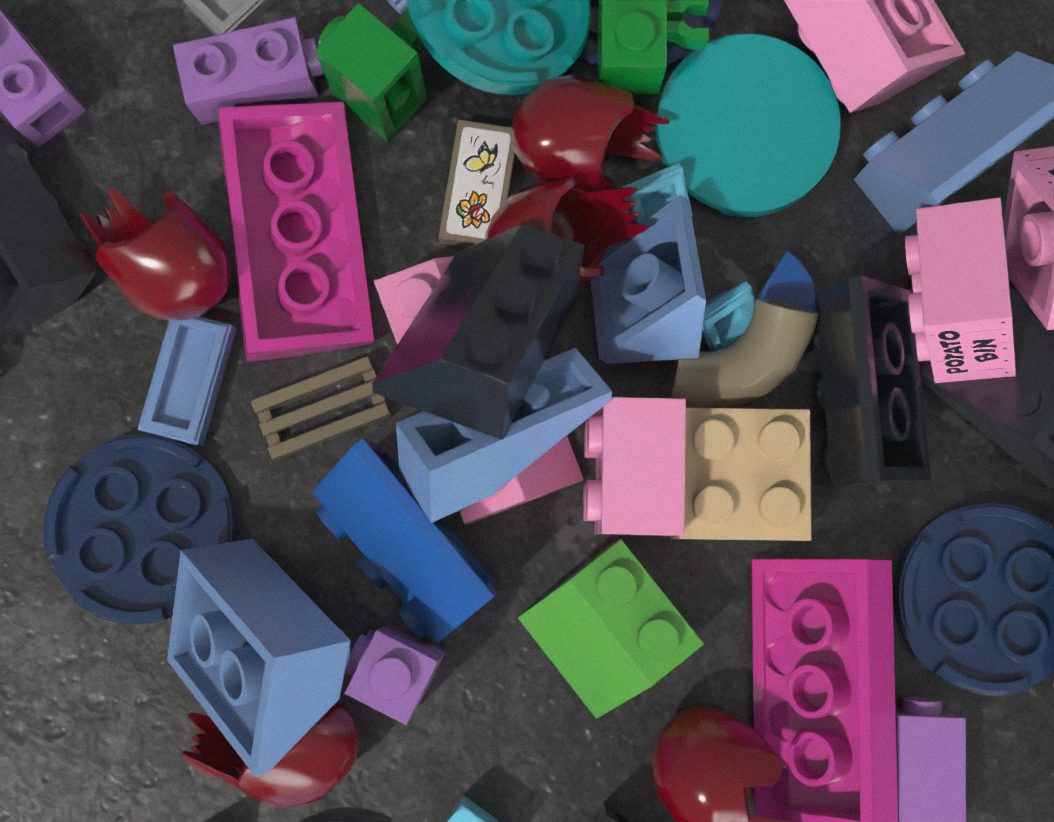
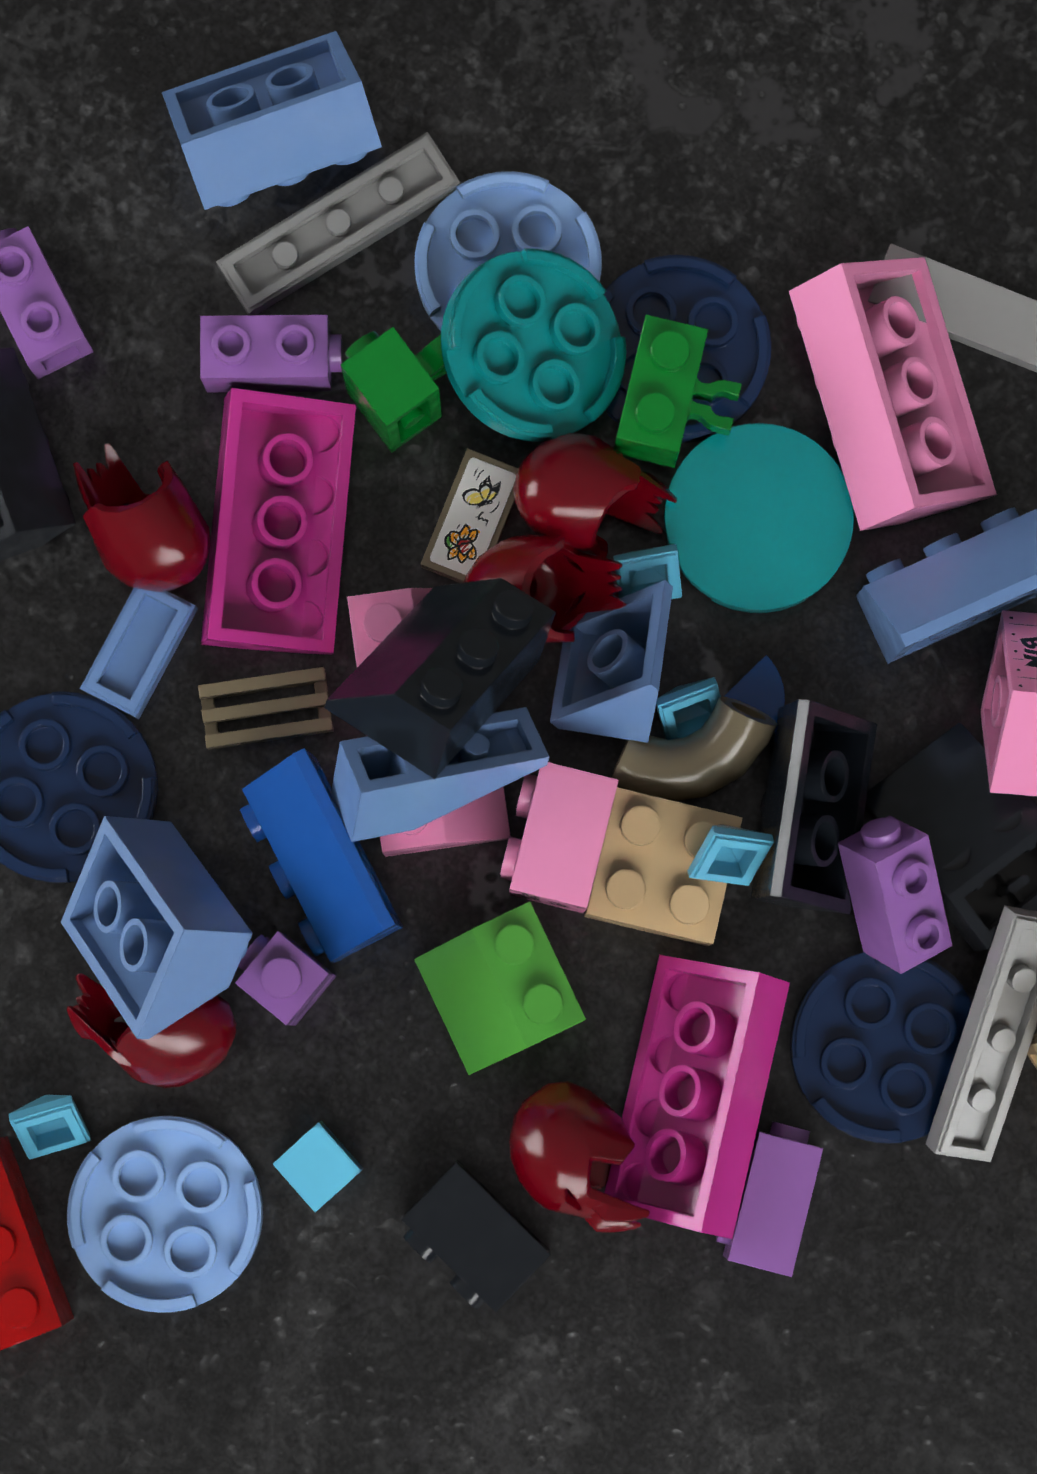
camera: 10 degrees right, 0 degrees up
(812, 449) = (730, 855): none -> medium azure slope
(961, 291) = (918, 737): bright pink brick -> none
(975, 450) = (895, 893): none -> medium lavender brick

